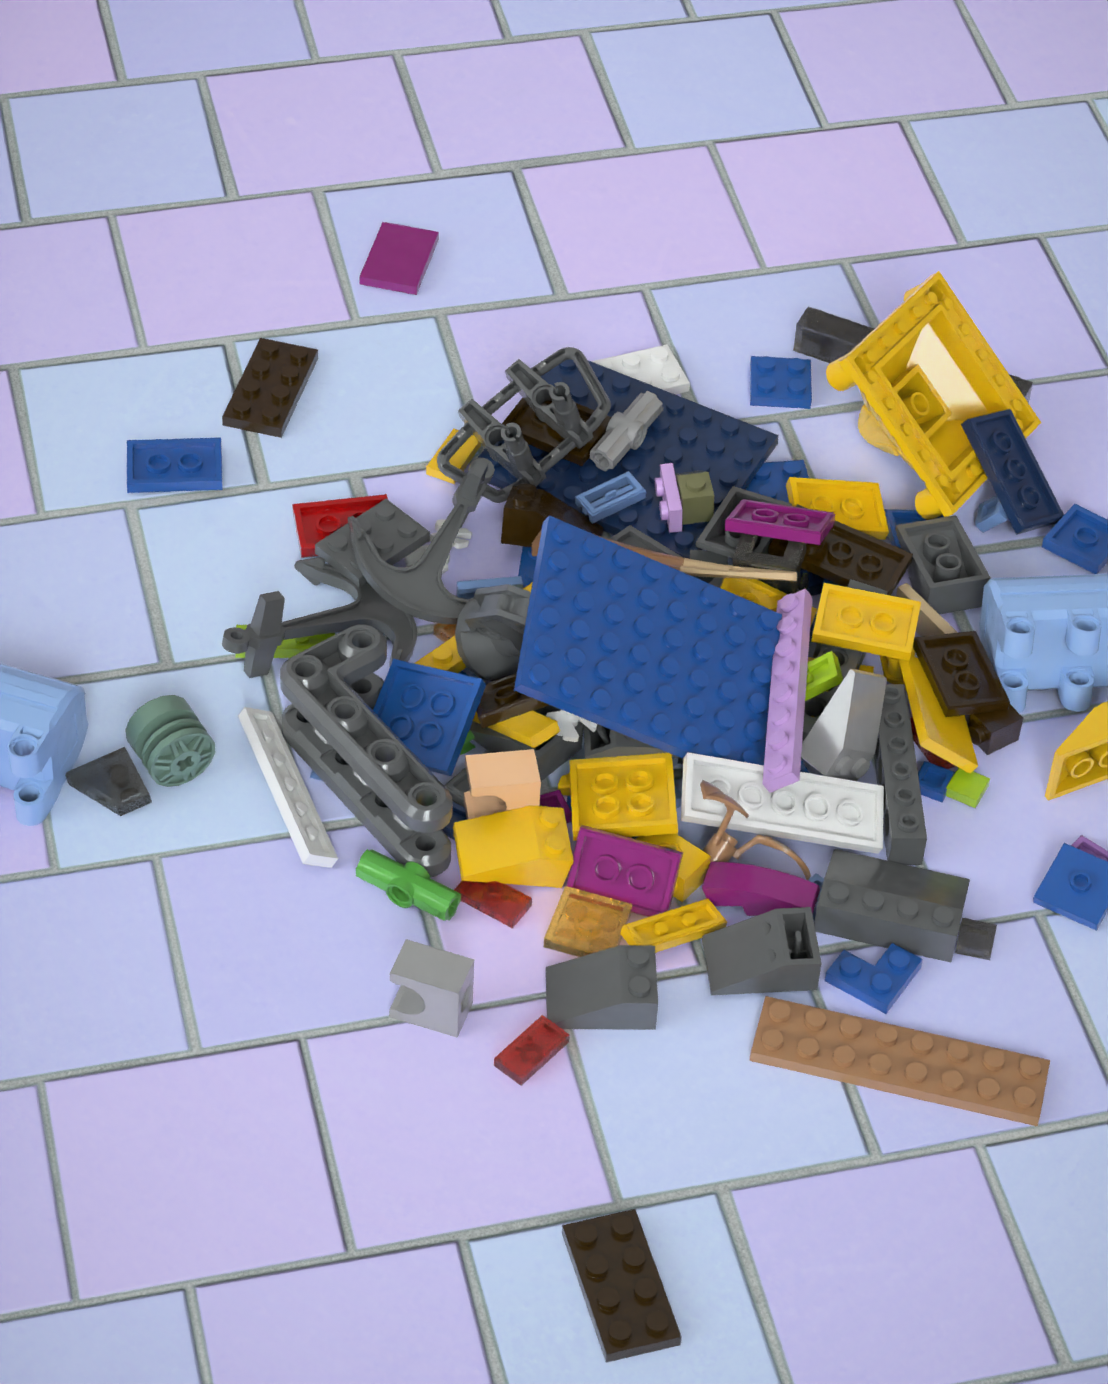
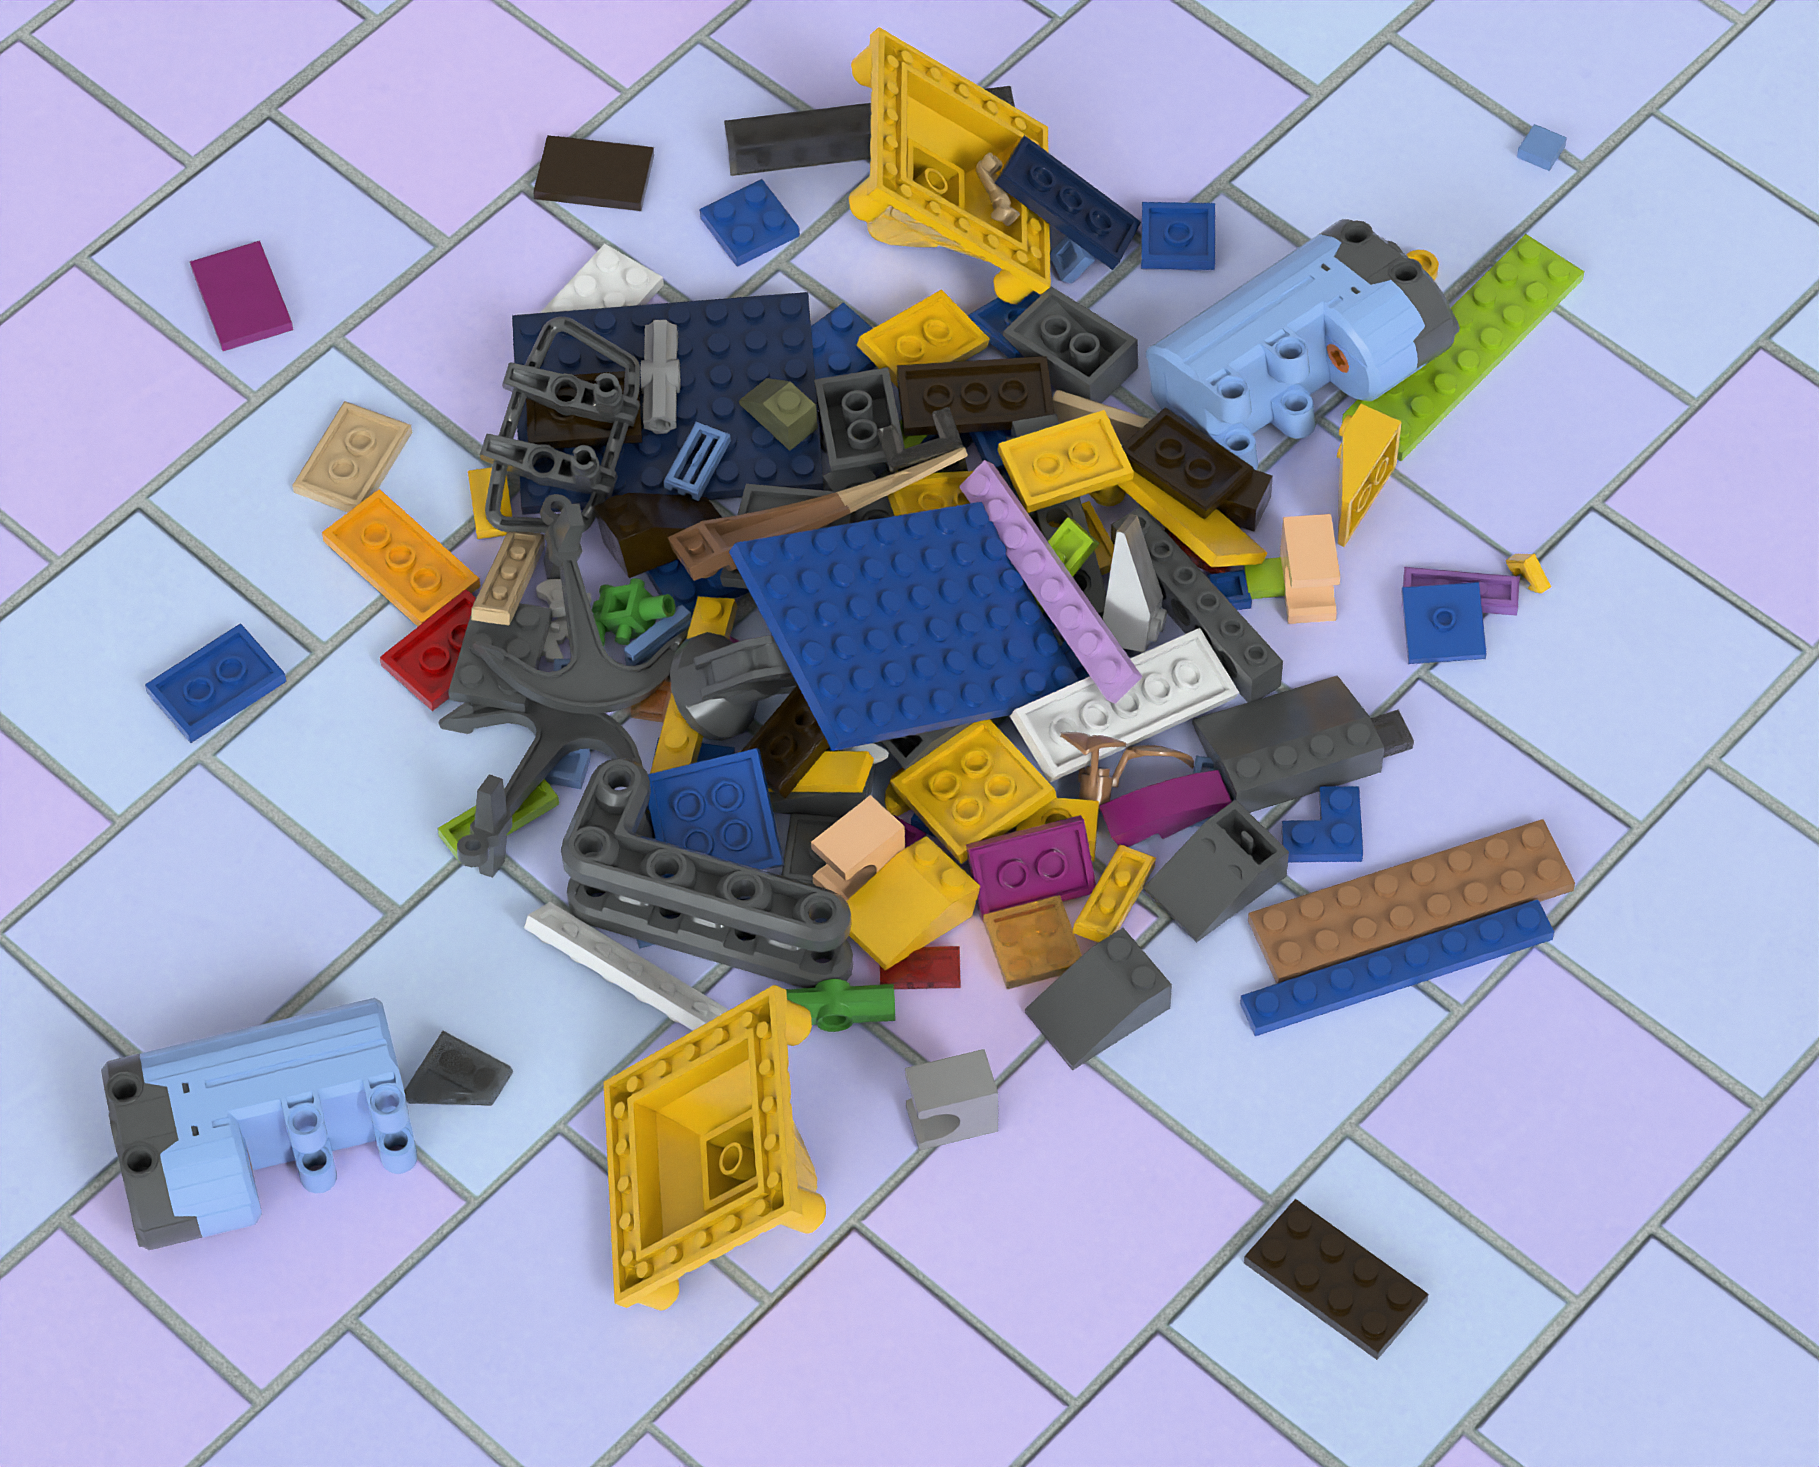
camera: 30 degrees left, 10 degrees up
(170, 740) = (488, 997): sand green wheel -> none
(224, 913) = (706, 1148): none -> yellow piece
(270, 387) = (235, 531): dark brown plate -> none
(361, 454) = (399, 557): none -> light orange plate
(385, 385) = (352, 457): none -> tan tile
(412, 499) = (508, 577): none -> tan tile
(481, 561) = (629, 610): none -> bright green piece
(531, 1050) = (1081, 1101): clear red plate -> none
(671, 505) = (769, 434): lavender plate -> none
(698, 302) = (594, 173): none -> dark brown tile
(780, 521) = (905, 399): magenta tile -> none
(852, 1099) = (1396, 967): none -> blue plate
(959, 439) = (999, 198): none -> tan arm
(1002, 791) = (1309, 568): none -> light nougat piece

